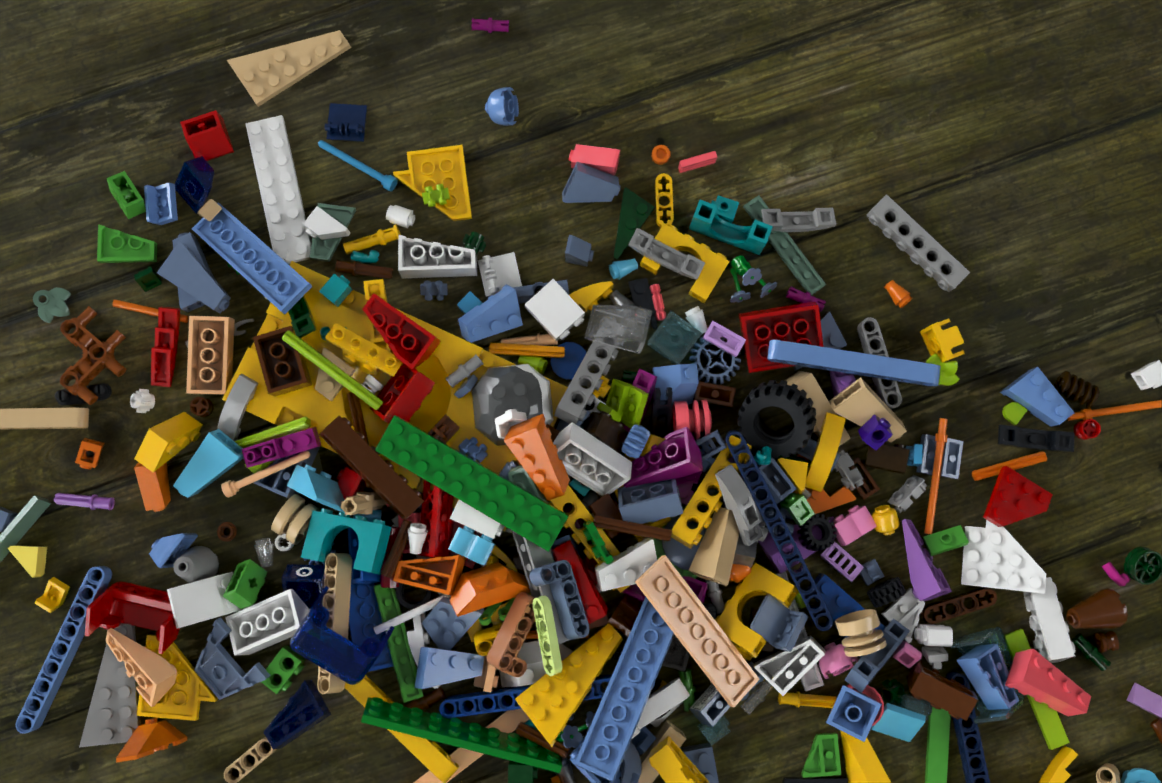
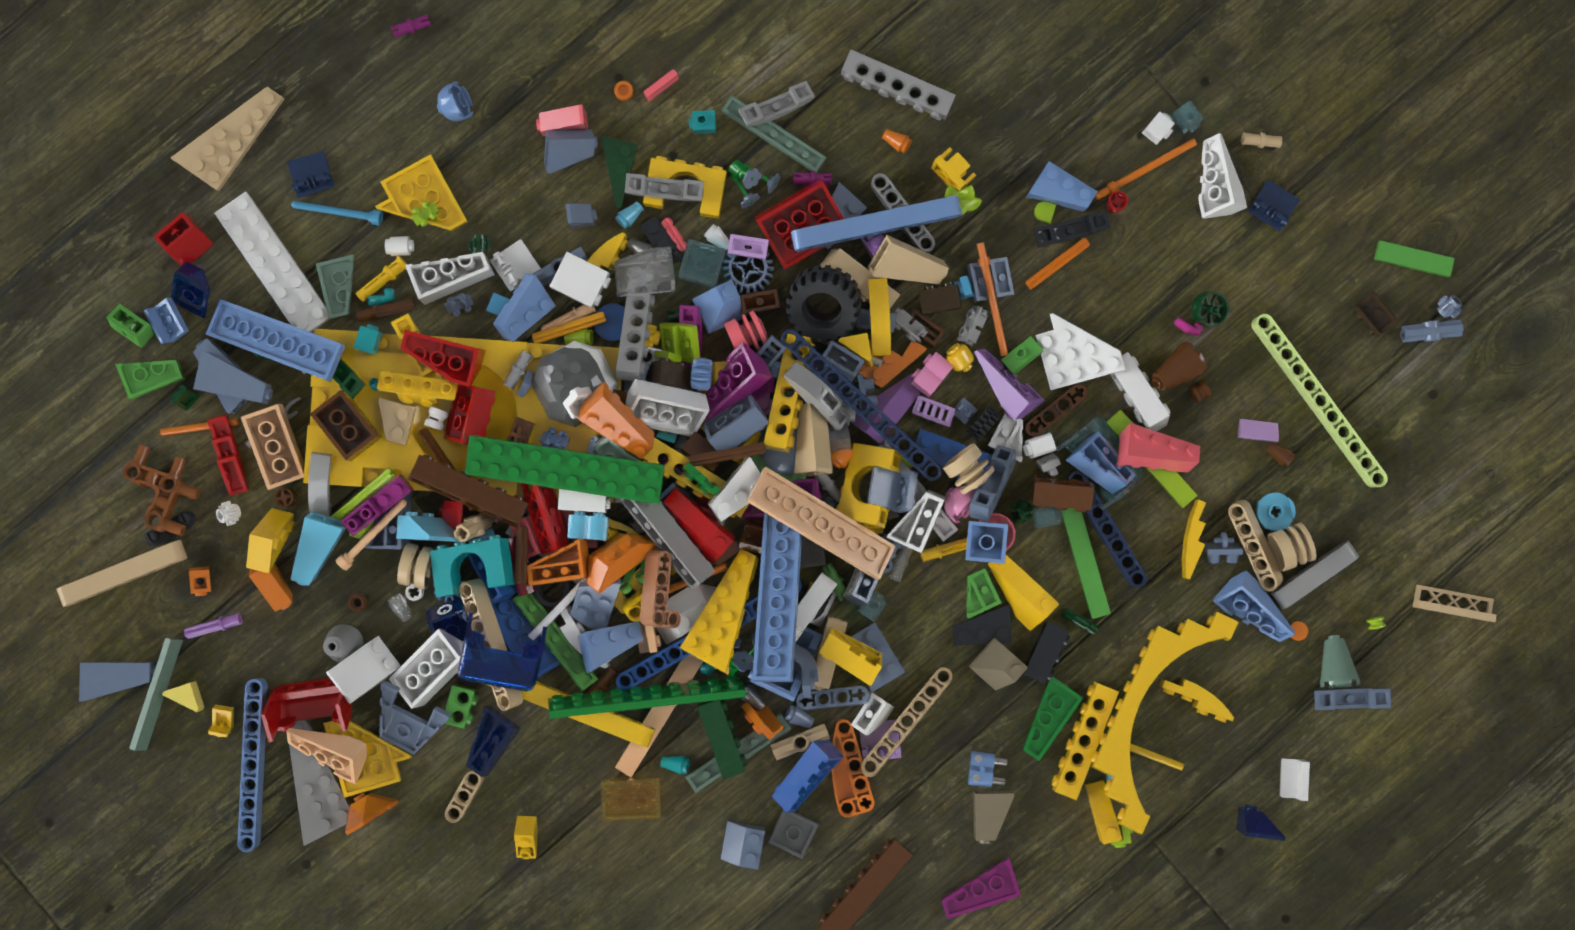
camera: 20 degrees left, 5 degrees up
(54, 304) = (105, 455): sand green plate -> none
(170, 548) = (312, 637): medium blue slope -> none
(209, 210) = (215, 310): tan slope -> none
(245, 584) = (395, 642): bright green brick -> none
(324, 226) = (331, 283): white slope -> none
(332, 370) = (395, 415): lime axle -> none
(417, 535) = (534, 537): white cone -> none
(535, 736) = (717, 675): reddish brown axle -> none
(547, 635) = (687, 579): yellowish green beam -> none
(573, 622) = (707, 559): sand blue beam -> none
(658, 187) = (643, 120): yellow beam -> none
(661, 413) = (716, 338): black hinge -> none
(749, 238) = (693, 141): teal arch -> none
(765, 456) = (824, 344): teal arm -> none
(798, 508) = (873, 378): bright green bracket -> none
(827, 533) = (905, 384): black tyre -> none
(873, 438) = (920, 287): dark purple brick -> none
(899, 722) = (1035, 536): medium azure tile -> none
(907, 654) = (1023, 473): bright pink brick -> none
(1015, 499) = (1071, 292): red plate -> none
(1078, 388) = (1094, 167): dark brown piece -> none
(1091, 652) = (1189, 406): dark green pin -> none

